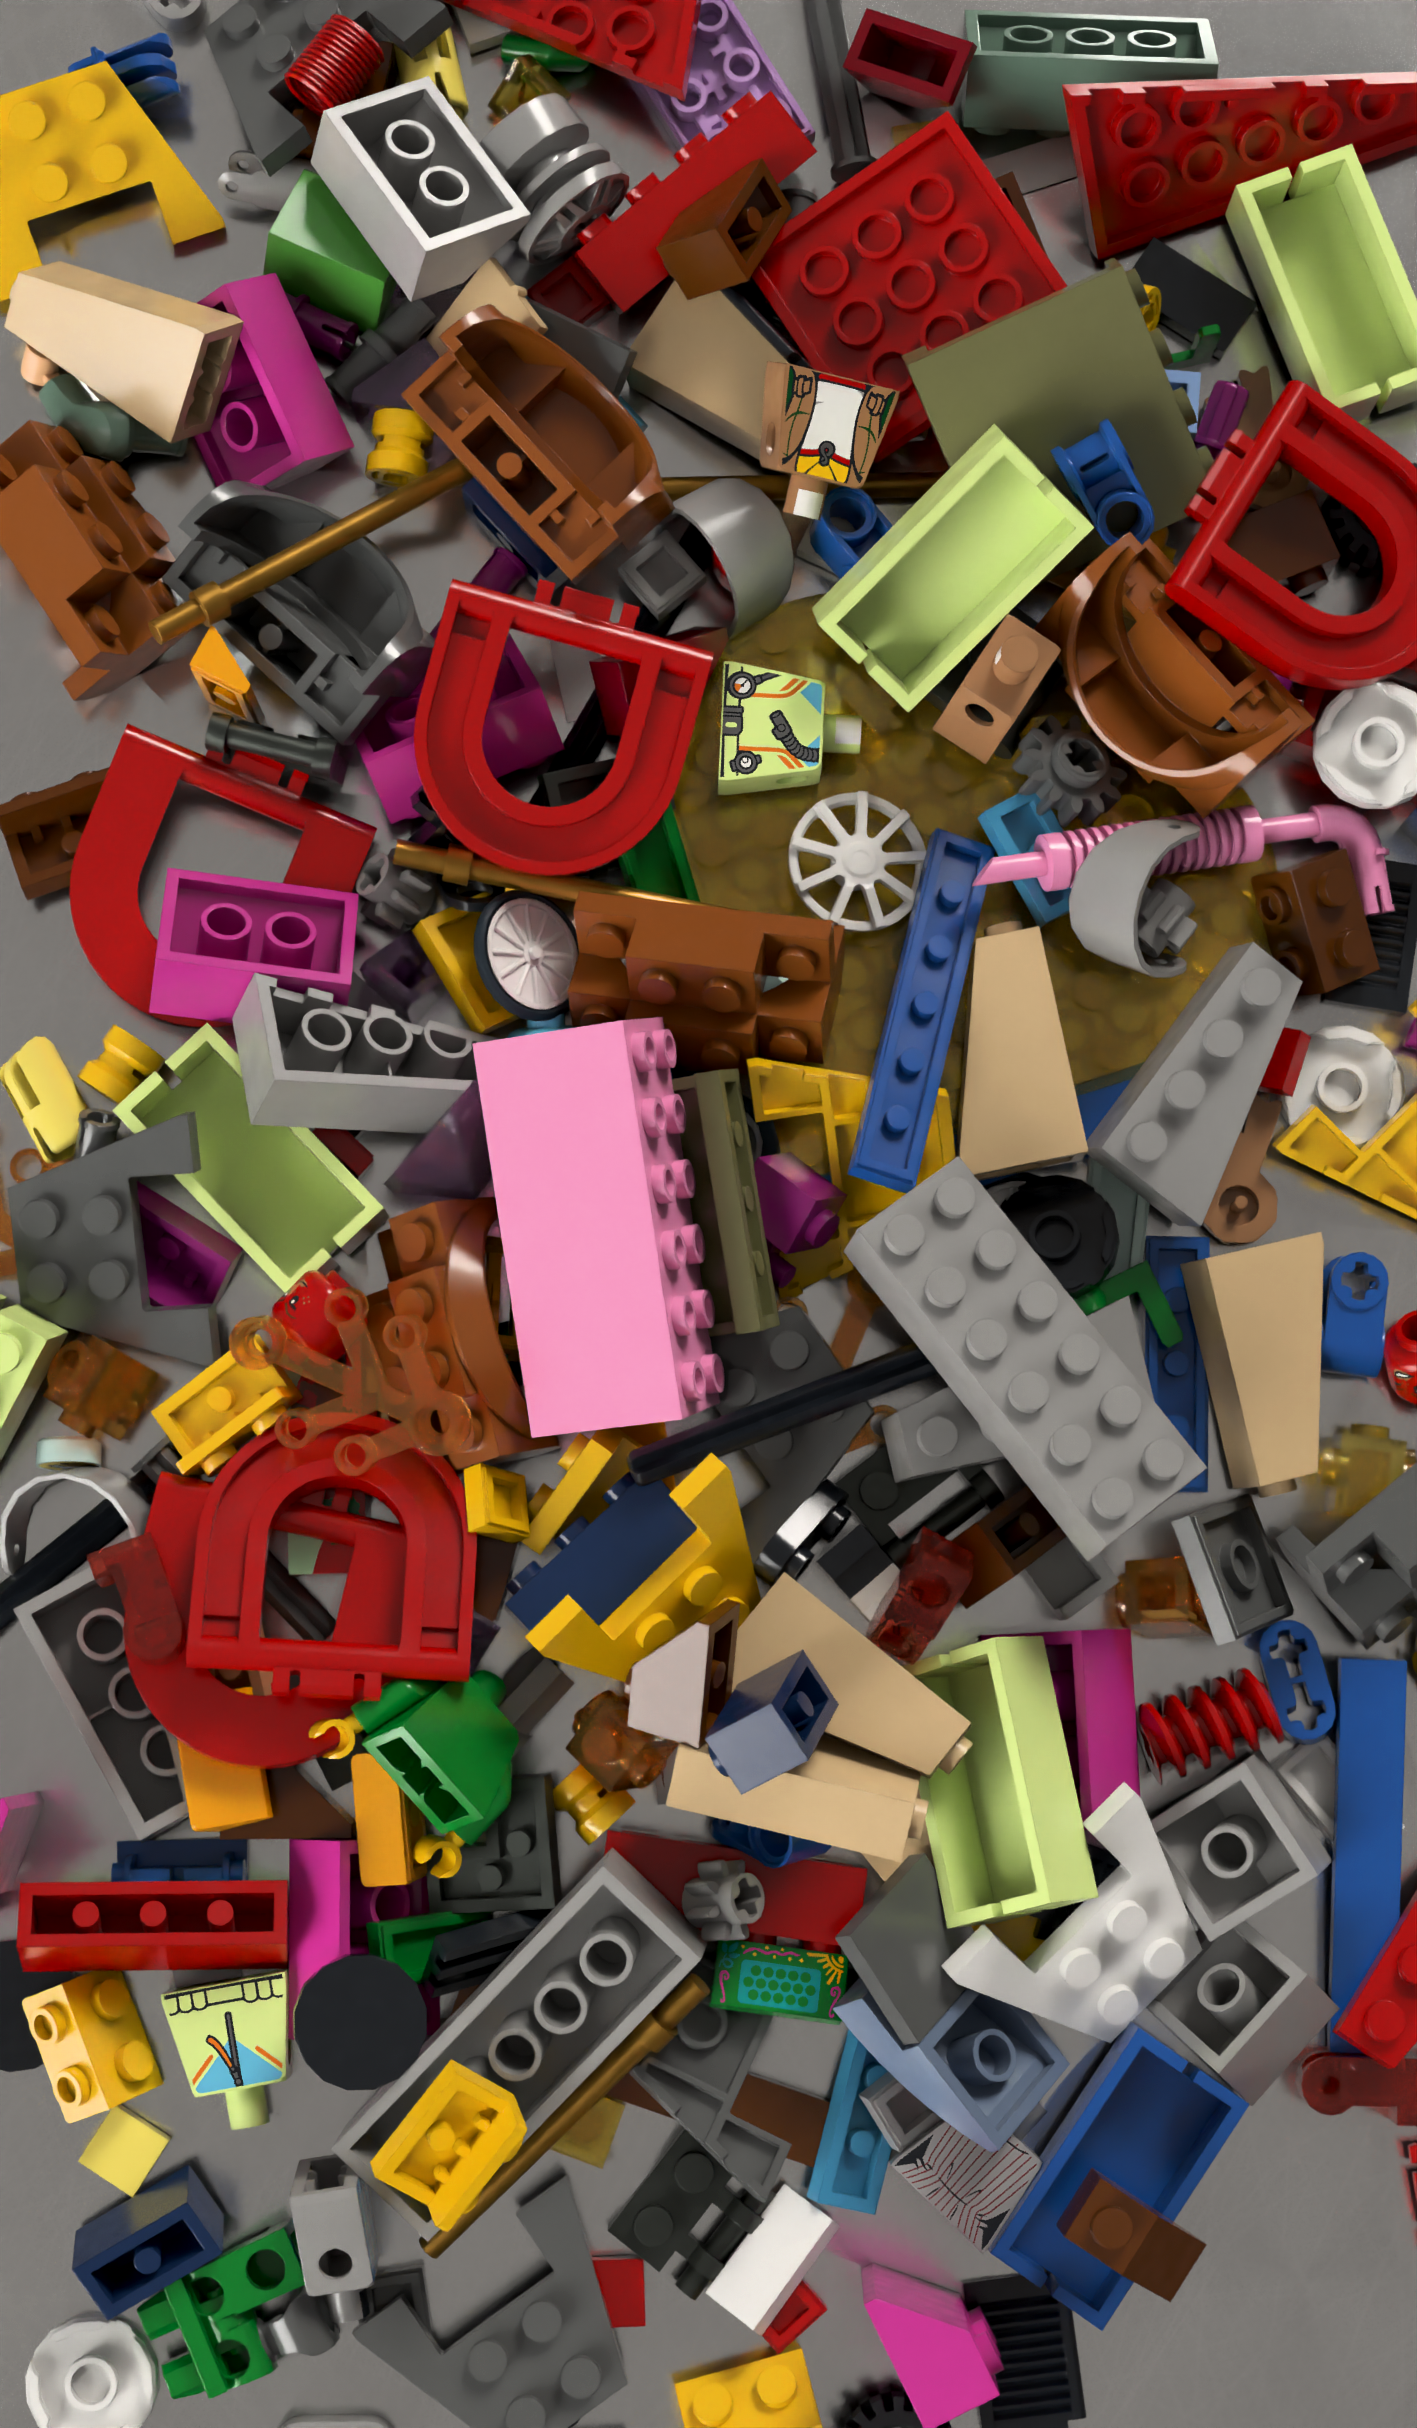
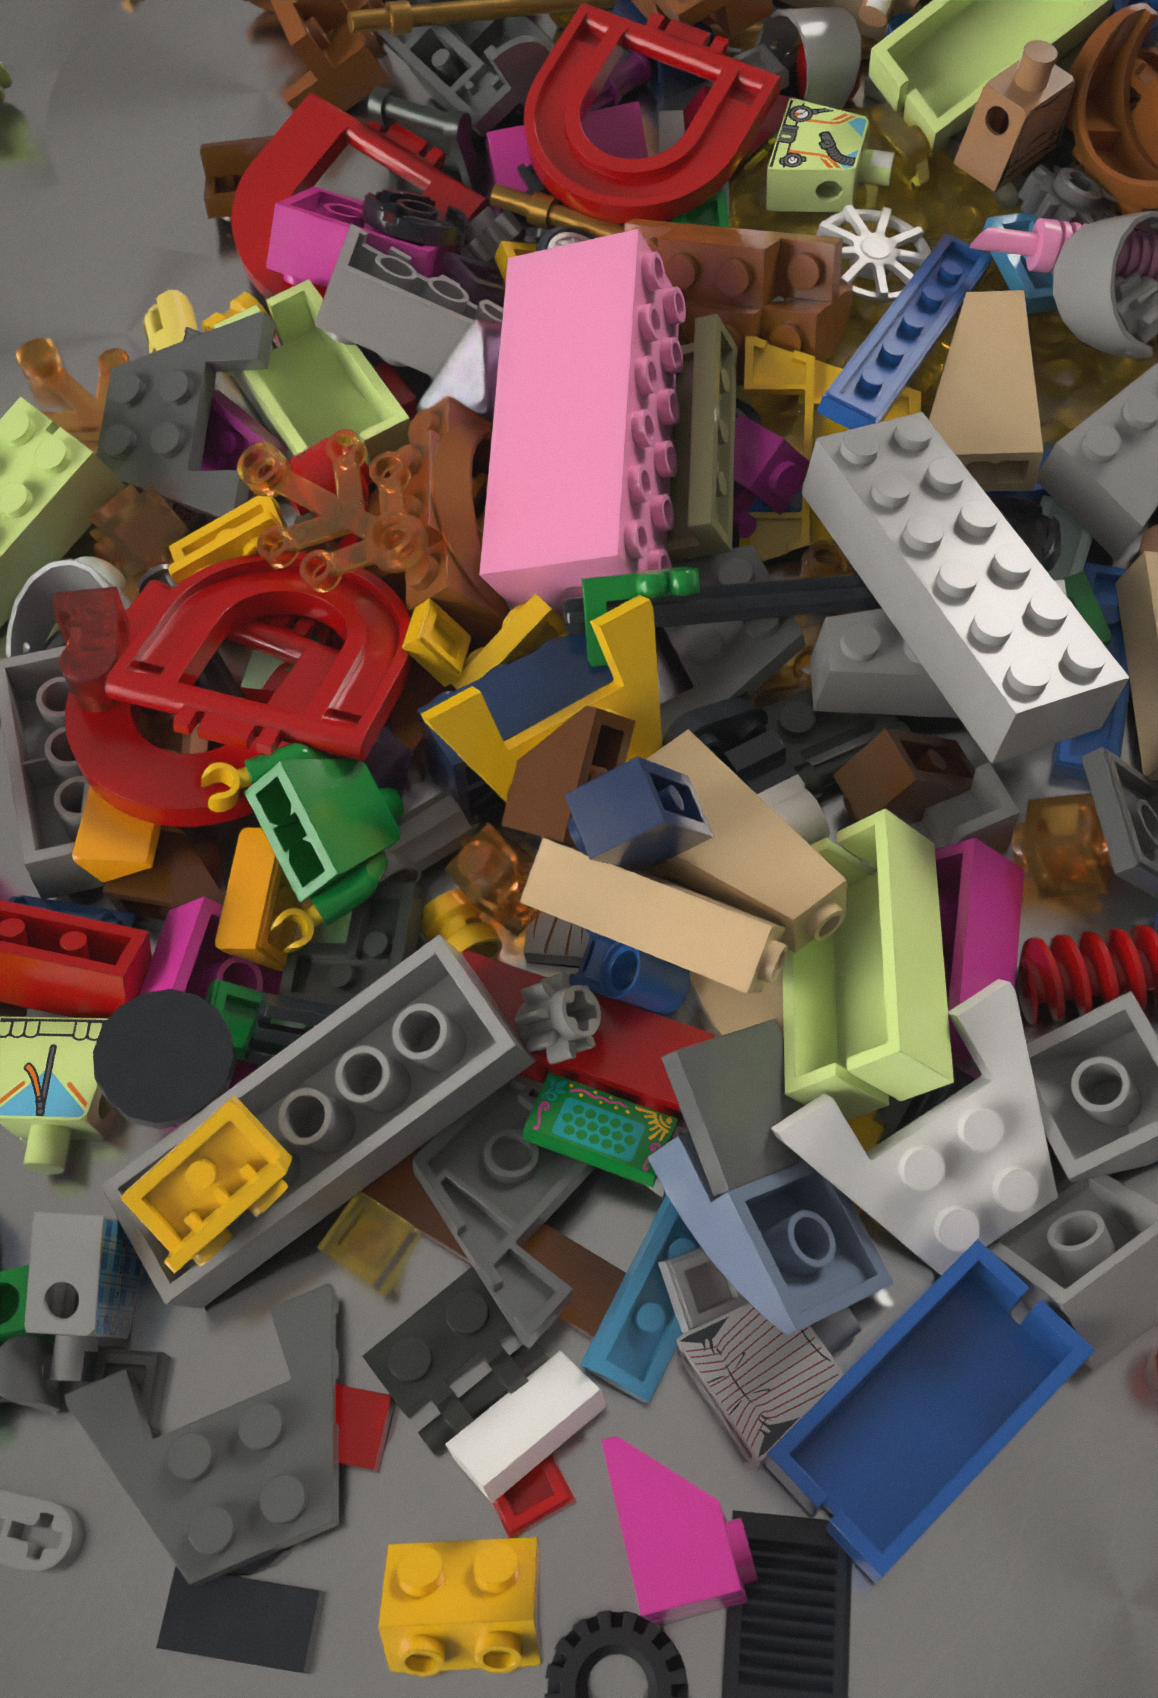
camera: 25 degrees right, 20 degrees down
(223, 679) = (394, 67): light orange slope -> none
(311, 913) = (414, 218): none -> black tile
(649, 2035) = (452, 1134): pearl gold bar -> none
(718, 1433) = (647, 583): none -> green piece
(921, 1596) = (819, 779): clear red leg -> none
(1129, 2236) = (936, 1460): reddish brown slope -> none

